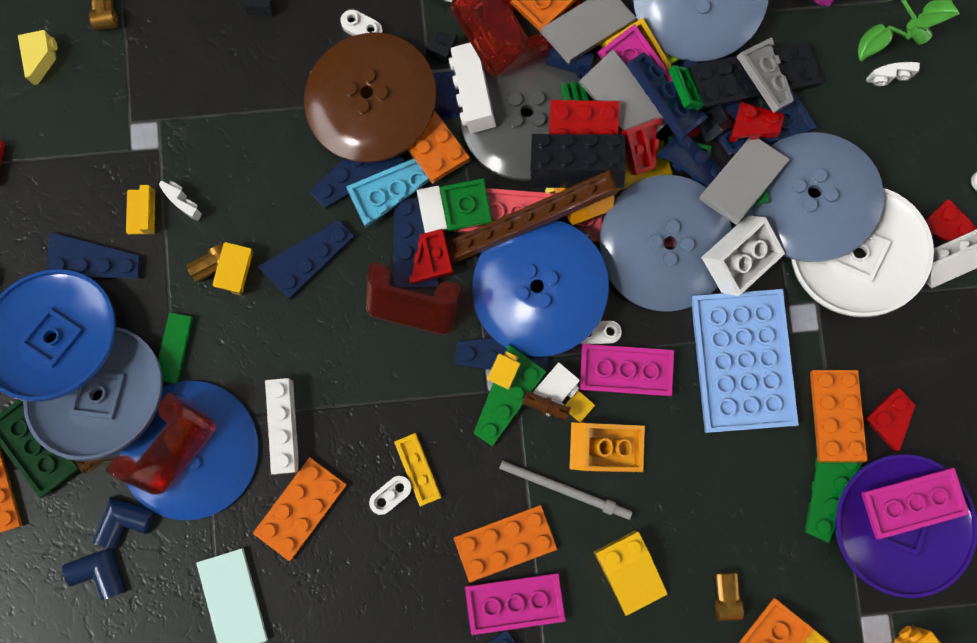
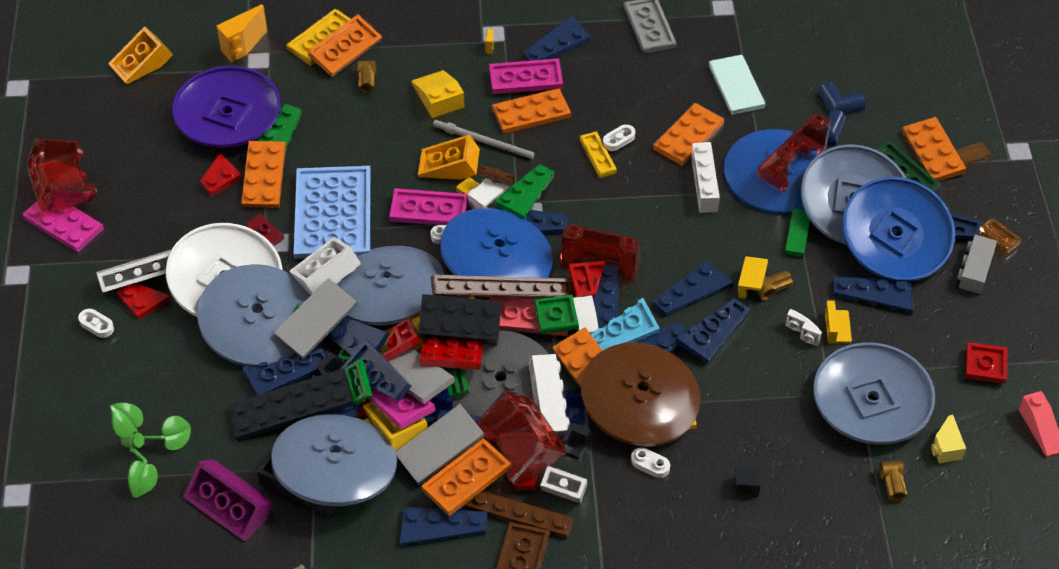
camera: 175 degrees left, 30 degrees down
(83, 90) = (878, 370): none -> sand blue dish
(283, 194) = (713, 331): none -> dark blue wing
(504, 369) = (528, 194): yellow brick -> none
(756, 123) = (298, 363): red wing -> none
(765, 73) = (284, 392): light grey wing -> none
(821, 330) = (266, 229): none -> dark red plate
(885, 74) = (171, 407): white slope -> none
(915, 503) = (219, 112): dark pink plate -> none

